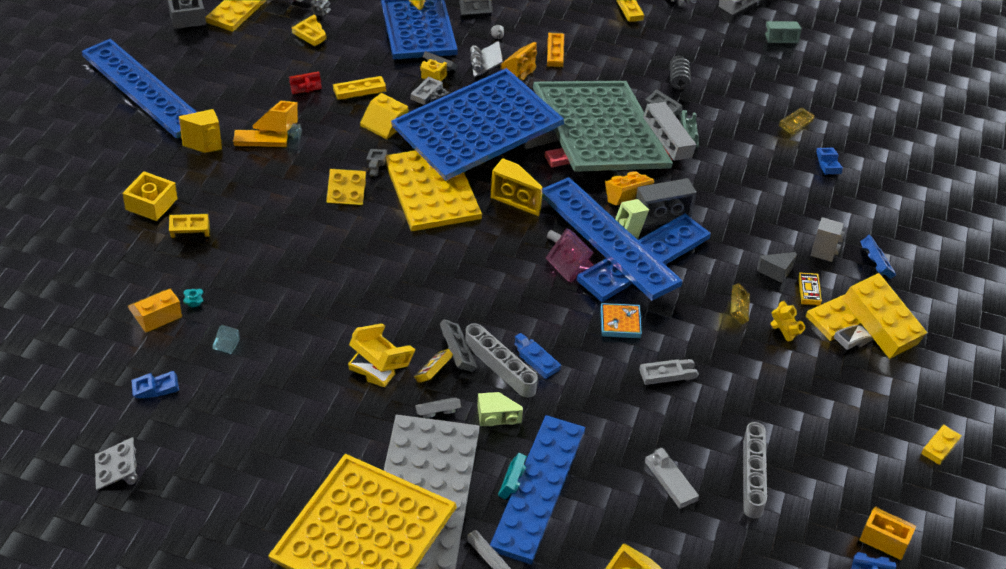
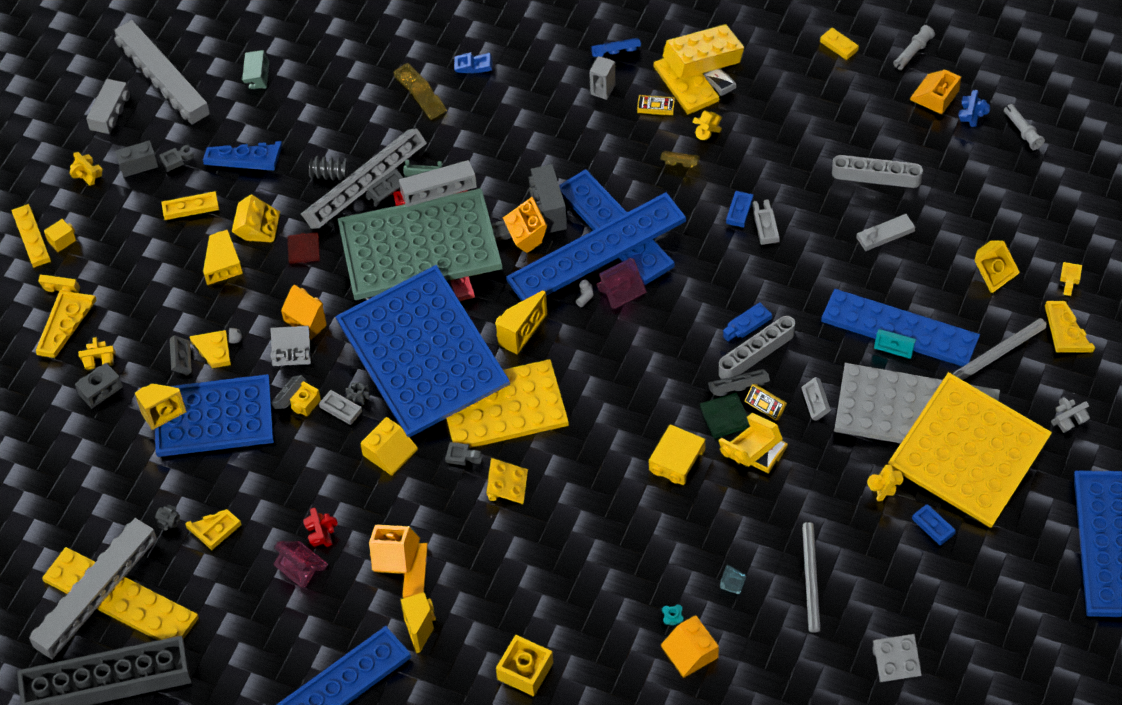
camera: 80 degrees left, 10 degrees up
(148, 386) = (793, 637): blue slope -> none
(189, 224) = (570, 624): yellow hinge -> none
(214, 400) = (811, 577): none -> light grey axle
(273, 69) = (298, 561): none -> clear pink bracket
(275, 503) = (933, 524): none -> blue plate
(324, 454) = (885, 482): none -> yellow hips
(359, 87) = (331, 473): yellow plate -> none
(371, 296) = (676, 454): none -> yellow panel
(422, 336) = (725, 415): none -> clear green plate
(483, 25) = (213, 348): none -> yellow wing
(498, 410) = (818, 354): yellowish green slope -> none
(555, 53) = (266, 282): light orange tile -> none
(576, 21) = (221, 258): none -> yellow slope
(595, 68) = (303, 248): none -> clear red piece
(617, 37) = (255, 220): none -> yellow slope
(620, 320) = (699, 253): tile -> none
(632, 216) = (575, 223): yellowish green brick -> none
(681, 350) = (739, 209): none -> blue plate
(686, 31) = (252, 157): none -> blue wing
(688, 100) = (362, 178): none -> light grey brick
(776, 130) = (428, 101): none -> clear yellow slope
(777, 265) = (631, 122): dark grey slope -> none
(964, 518) = (918, 42): none -> light grey pin

